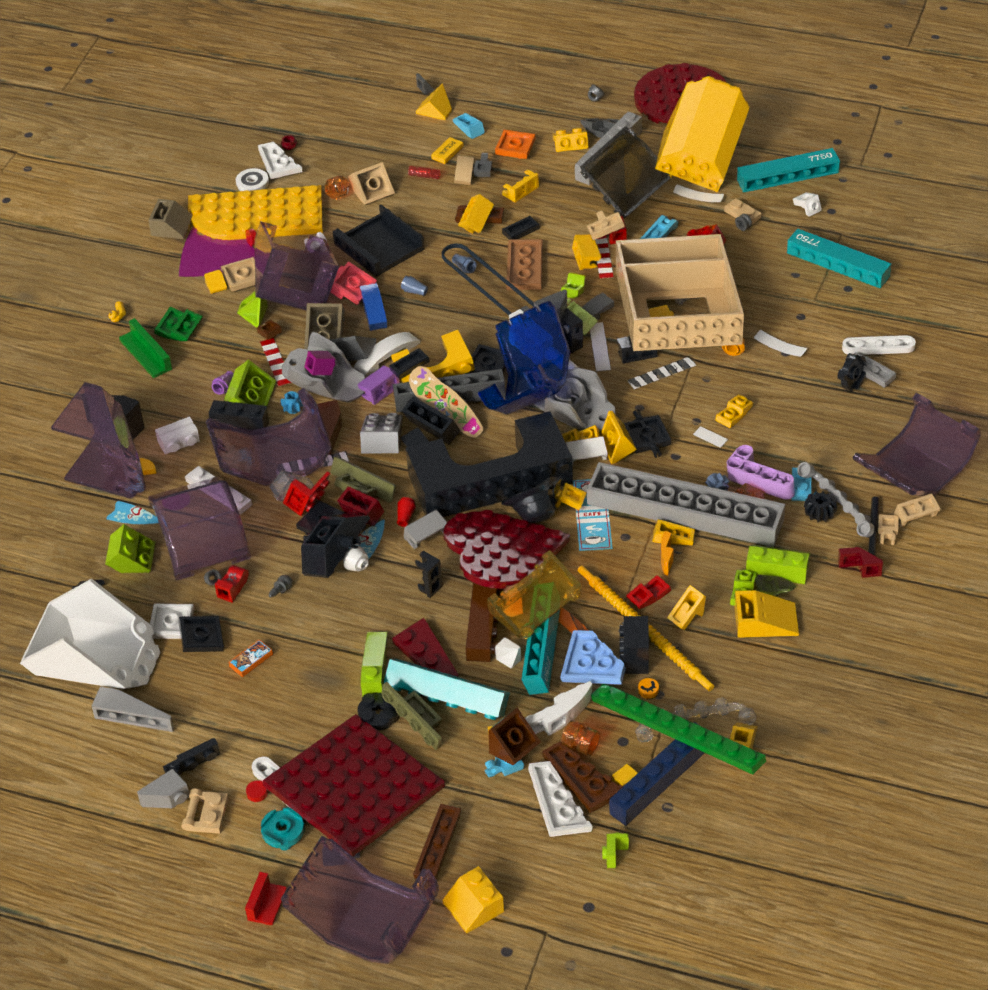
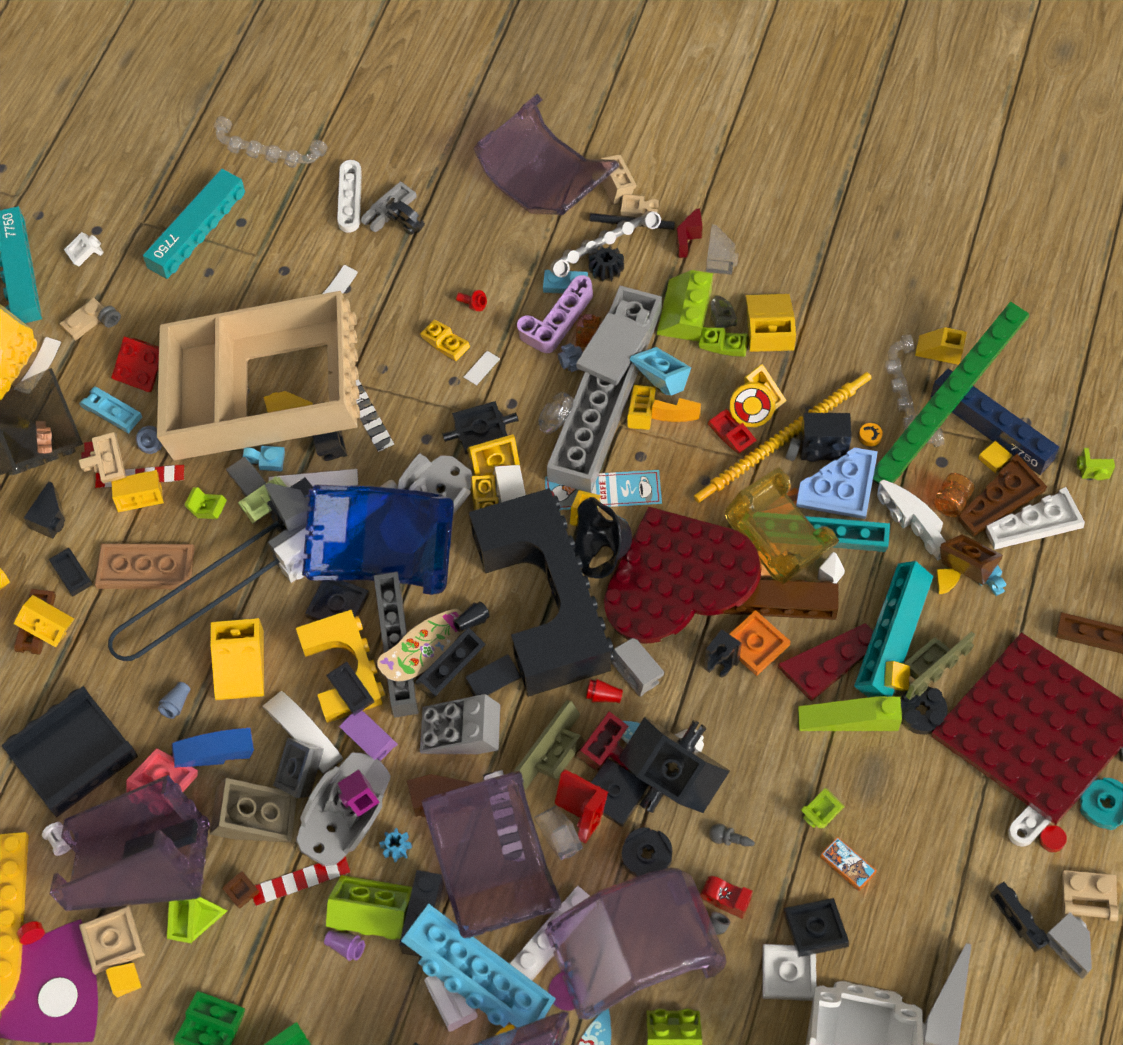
camera: 90 degrees left, 15 degrees up
(186, 438) = (476, 972): none -> medium azure plate
(209, 257) = (57, 997): none -> white sticker
(271, 547) = (650, 840): none -> black plate
(292, 638) = (822, 809): none -> lime bracket
(300, 279) = (181, 835): none -> black tile
(401, 682) = (897, 676): none -> yellow tile
(443, 312) = (237, 658): none -> yellow slope
(443, 603) = (760, 642): none -> orange plate
(465, 263) = (135, 638): sand blue cone -> none
(473, 435) = (473, 616): none -> black cone
(568, 209) = (46, 512): none -> black slope
(617, 319) = (268, 459): none -> medium azure plate
(621, 190) = (43, 437): none -> nougat hinge
(657, 471) = (556, 413): none -> clear tile
(669, 598) = (752, 404): none -> tile
(699, 533) = (662, 370): none -> medium azure slope
(719, 498) = (614, 344): none -> light grey tile
(775, 426) = (476, 301): none -> red plate
(841, 583) = (721, 252): none -> clear slope
(923, 288) = (272, 153): none -> clear bar

